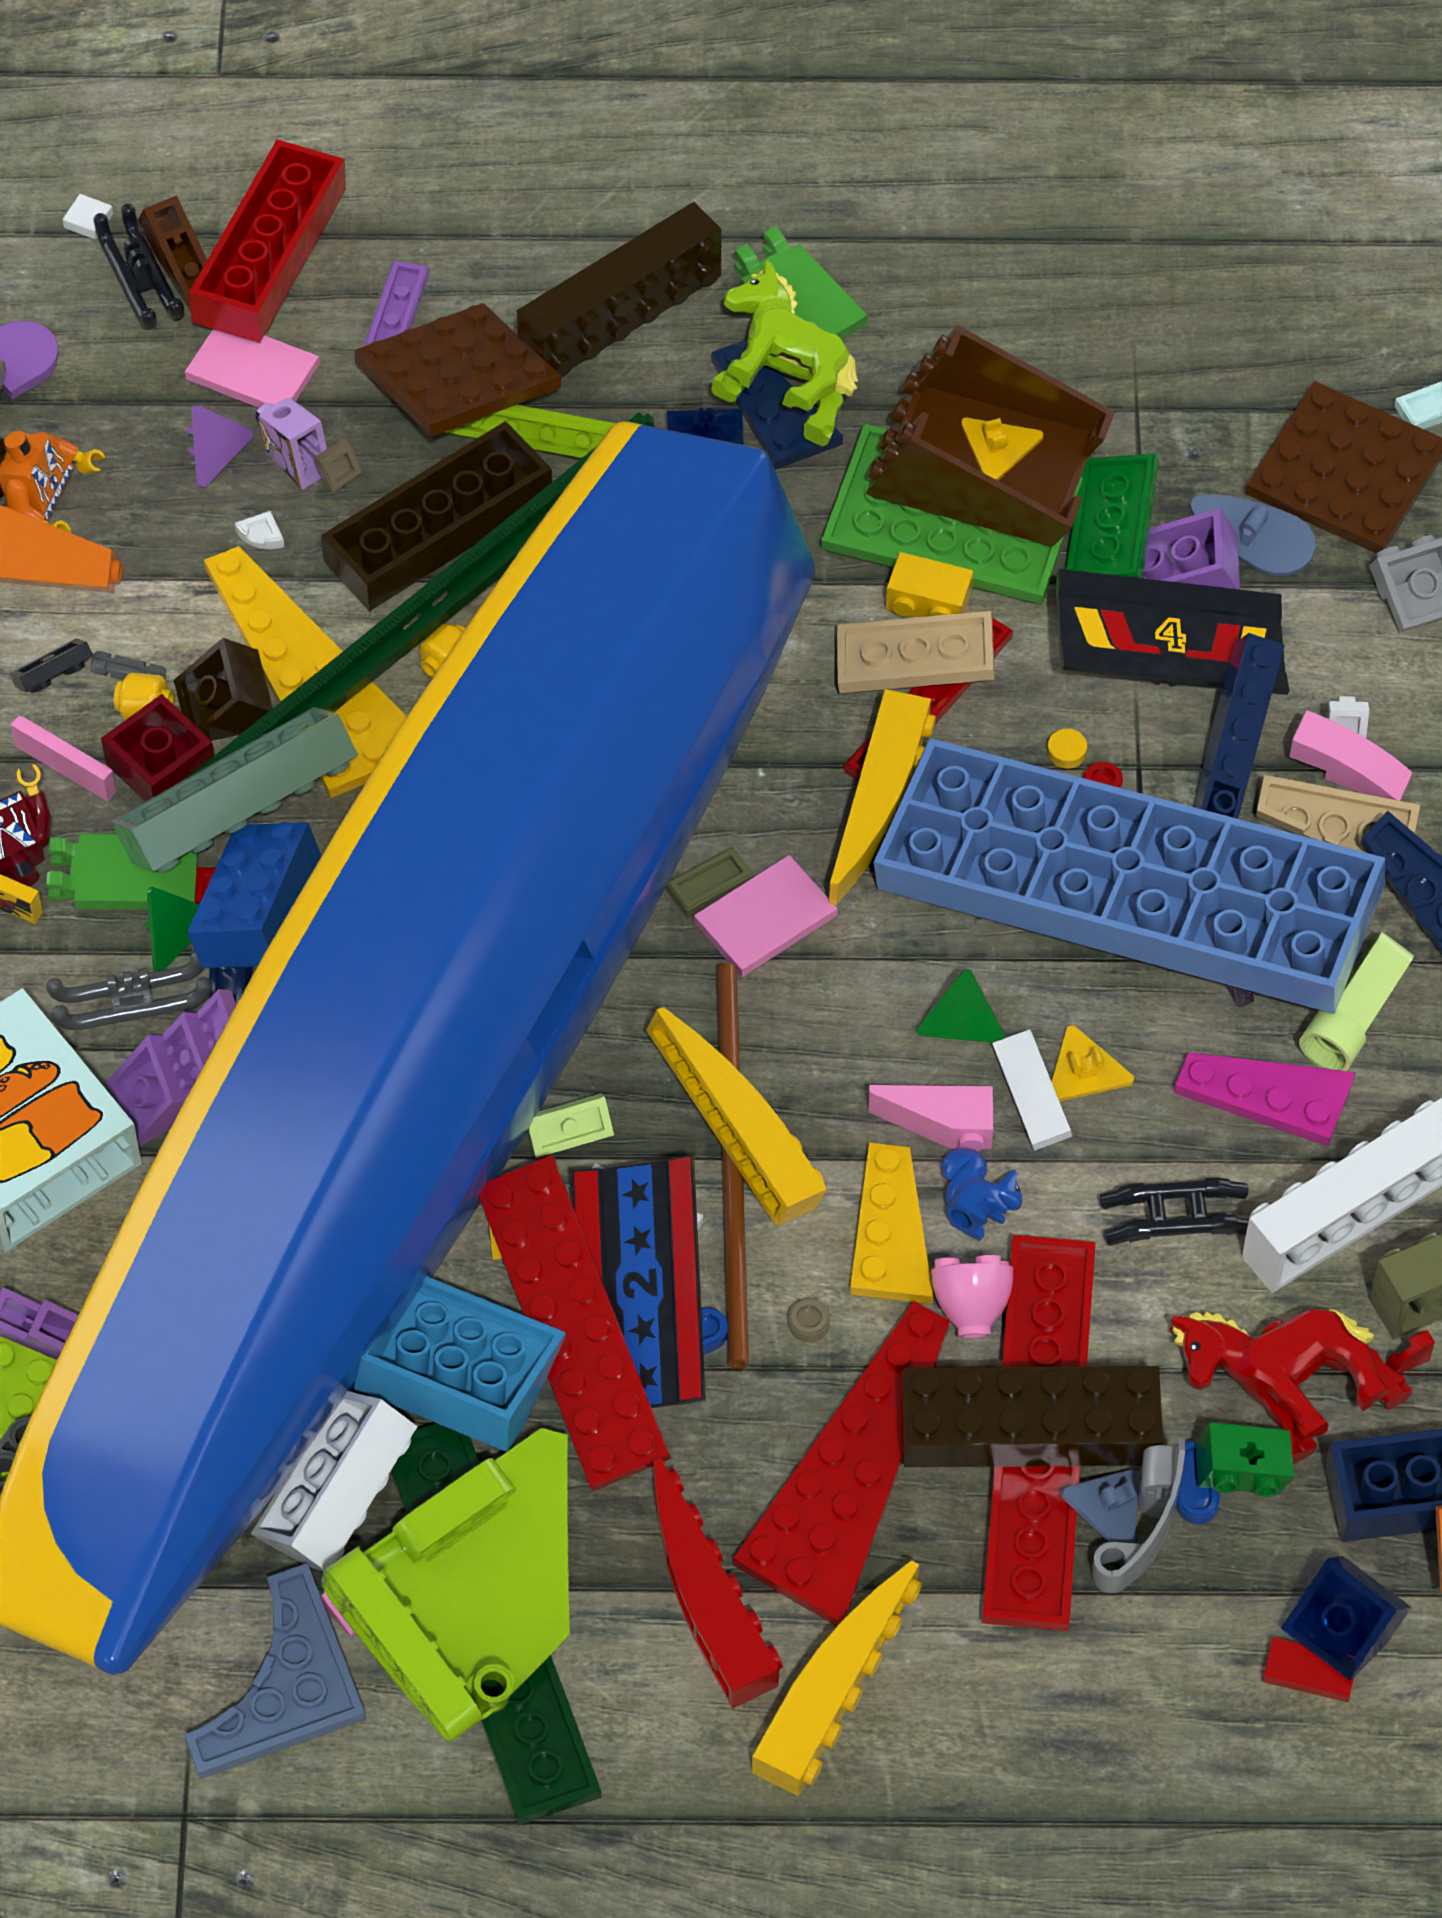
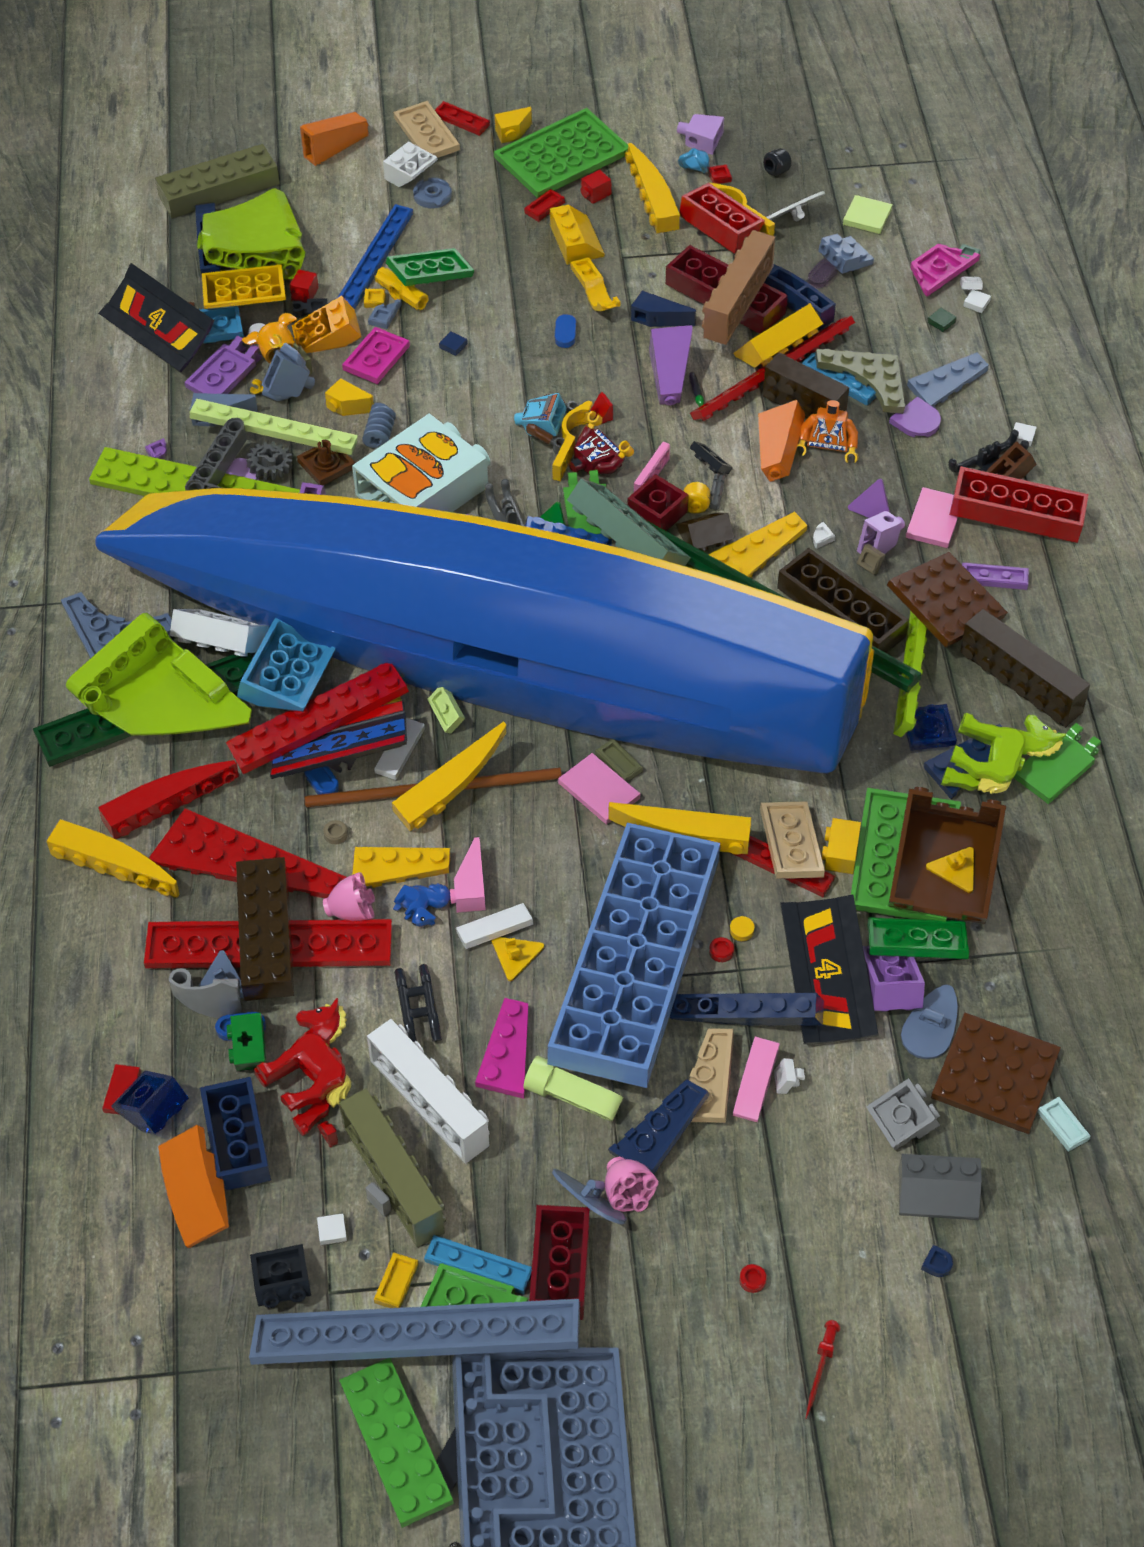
camera: 85 degrees right, 5 degrees down
(962, 1014) = (539, 885): green piece -> none

